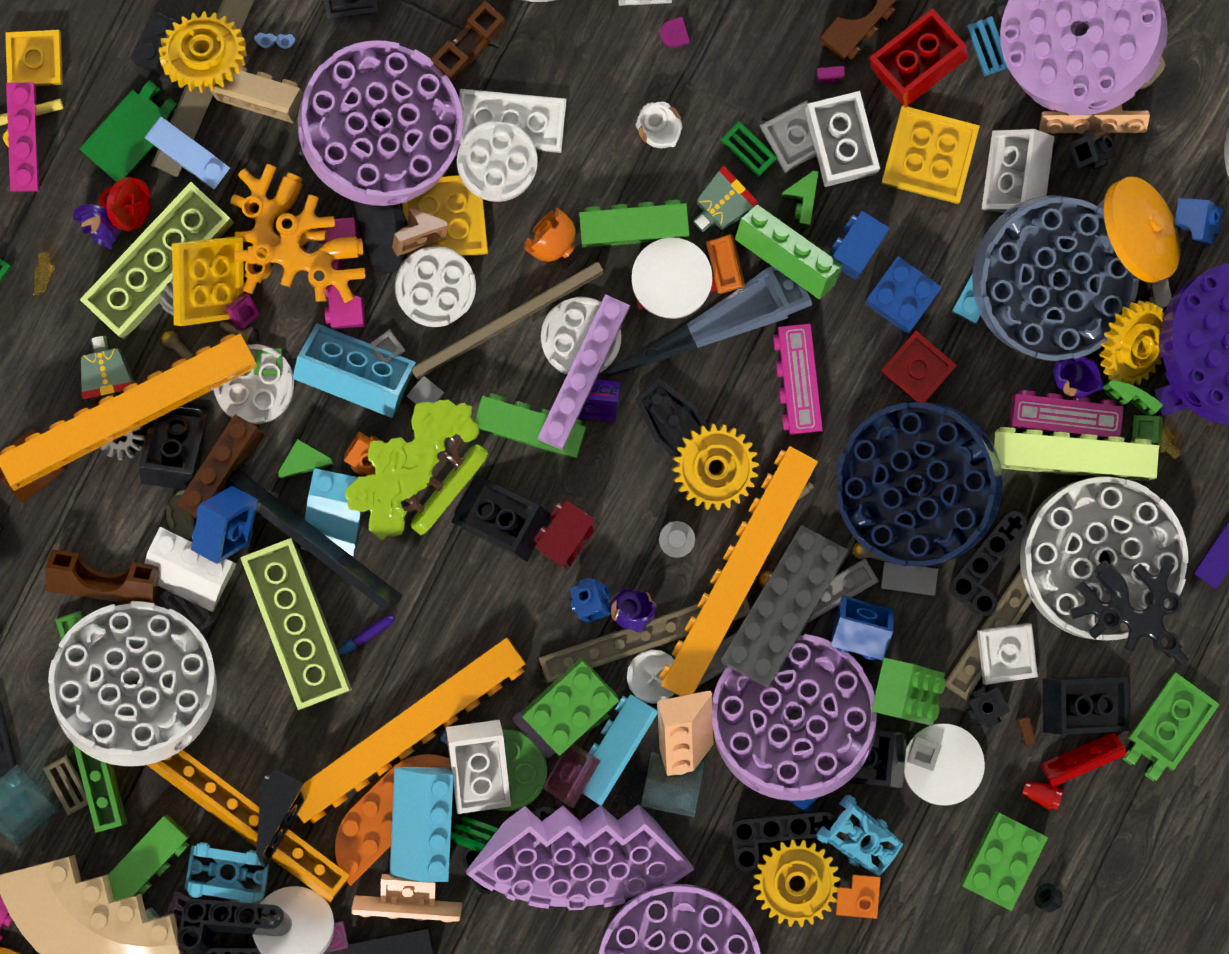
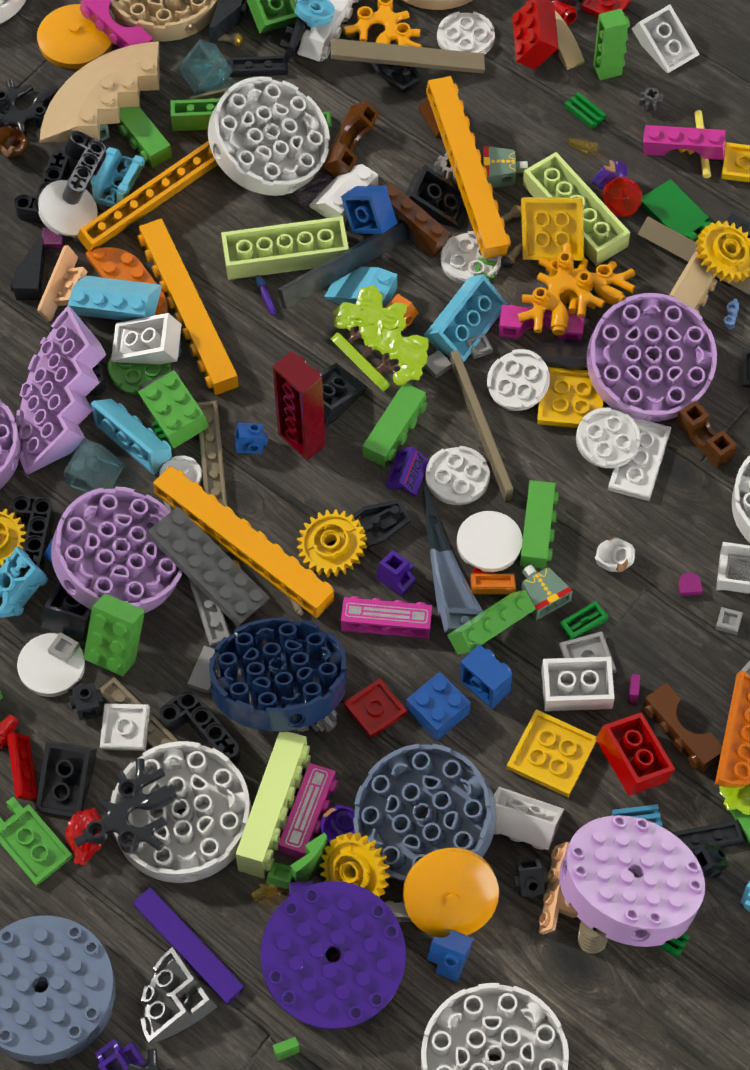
camera: 95 degrees right, 25 degrees down
(187, 153) = (652, 238): light blue slope -> none
(242, 311) = (526, 255): magenta tile -> none
(279, 805) = (147, 196): black slope -> none
(303, 460) = (407, 275): bright green slope -> none
(422, 231) = (560, 373): medium nougat slope -> none
(475, 829) = (103, 327): green tile -> none
(552, 237) = (539, 464): orange cylinder -> none
(571, 774) = (122, 399): clear pink tile -> none
(583, 372) = (428, 462): lavender plate -> none
(632, 609) = (235, 464): dark purple hair -> none
(677, 539) = (281, 508): light grey piece -> none
(685, 731) = (131, 468): light nougat slope -> none
(737, 379) = (396, 573): none -> dark purple brick
(804, 191) = (532, 652): bright green slope -> none
(862, 628) = (175, 616): brick -> none
(1026, 731) = (58, 727): reddish brown tile -> none
(1148, 665) = (75, 828): none -> red hair

